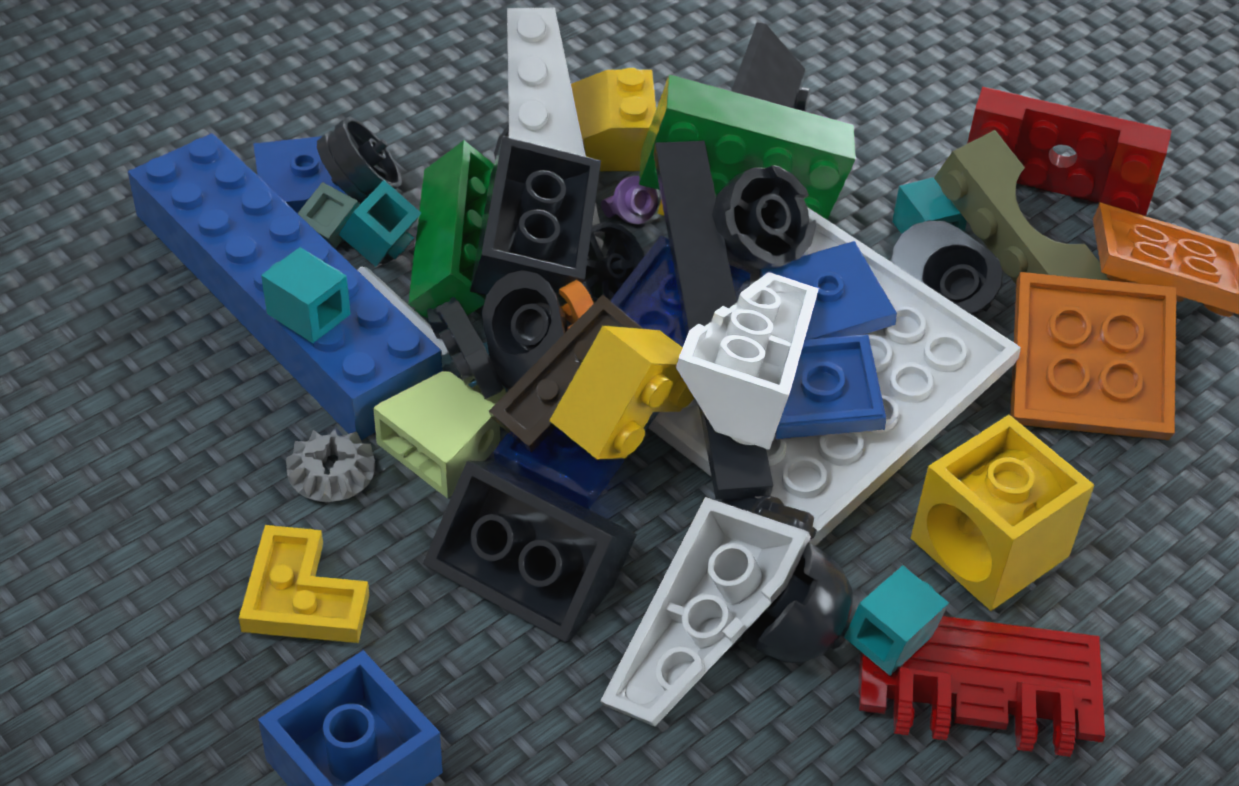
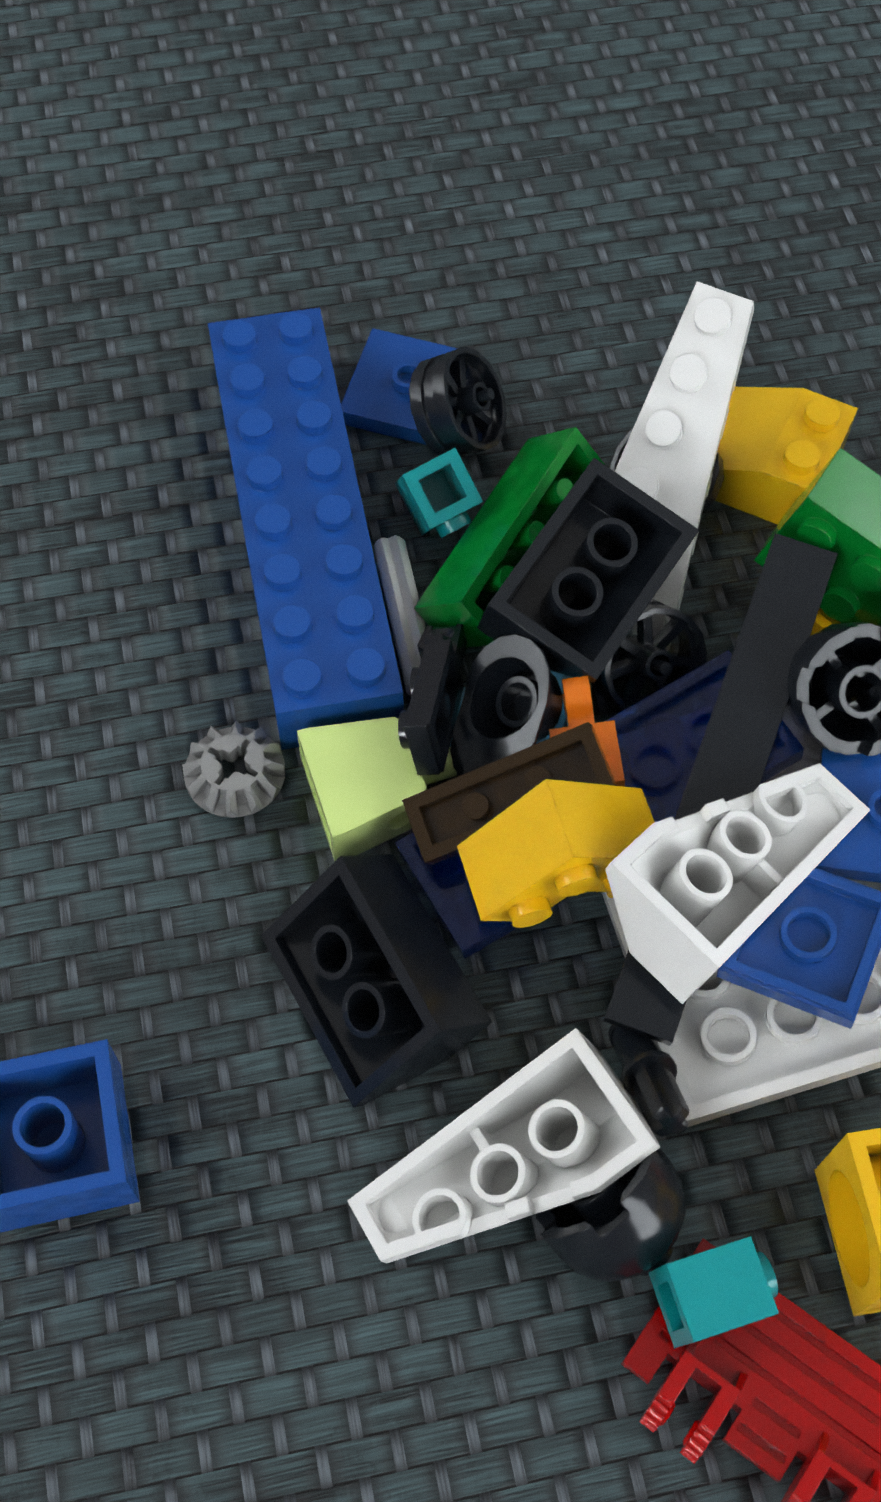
camera: 30 degrees right, 15 degrees up
(291, 600) = (100, 914): yellow plate -> none
(306, 294) = (283, 568): teal brick -> none
(328, 212) = (396, 451): sand green plate -> none
(631, 201) = (738, 570): medium lavender plate -> none

